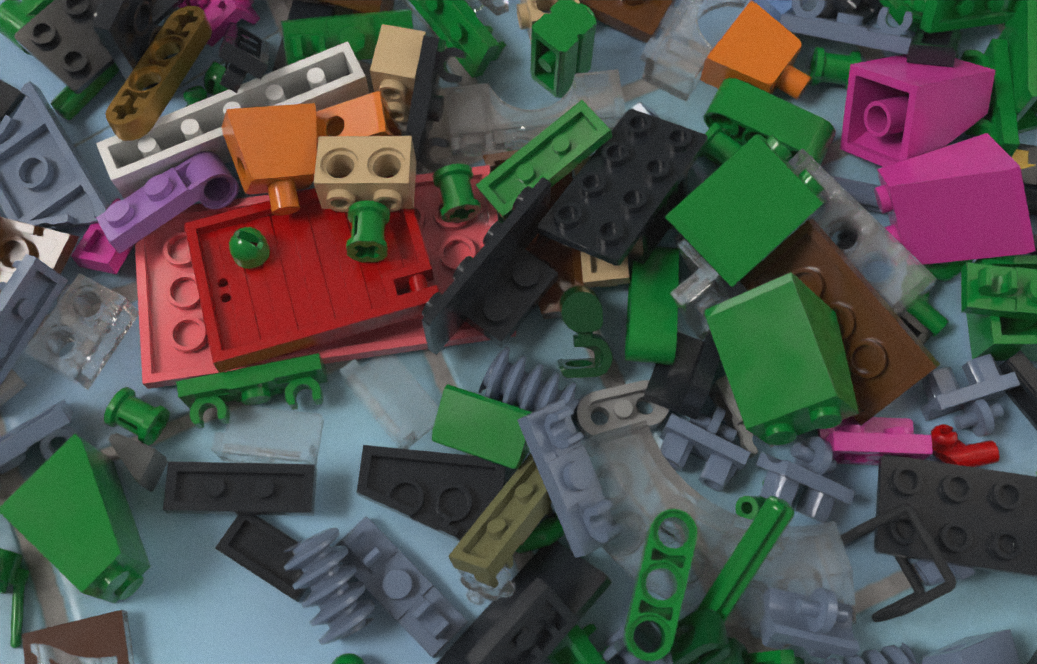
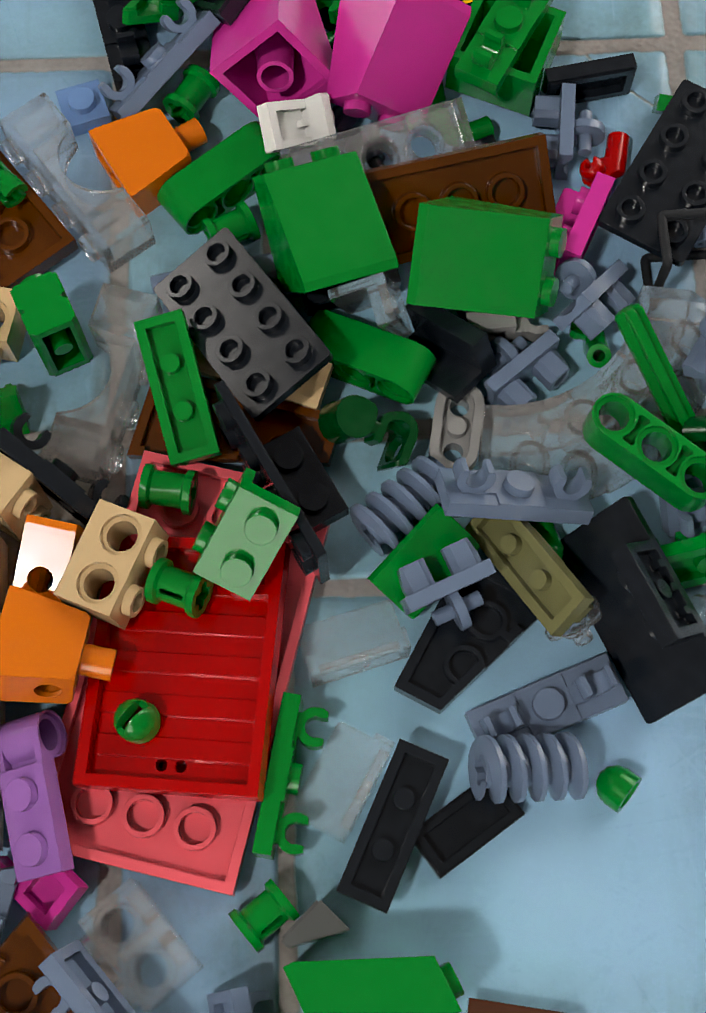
camera: 65 degrees left, 0 degrees up
(420, 255) = (245, 536): none -> bracket
(449, 431) = (465, 570): none -> sand blue hips
(842, 154) = (295, 121): none -> white bracket

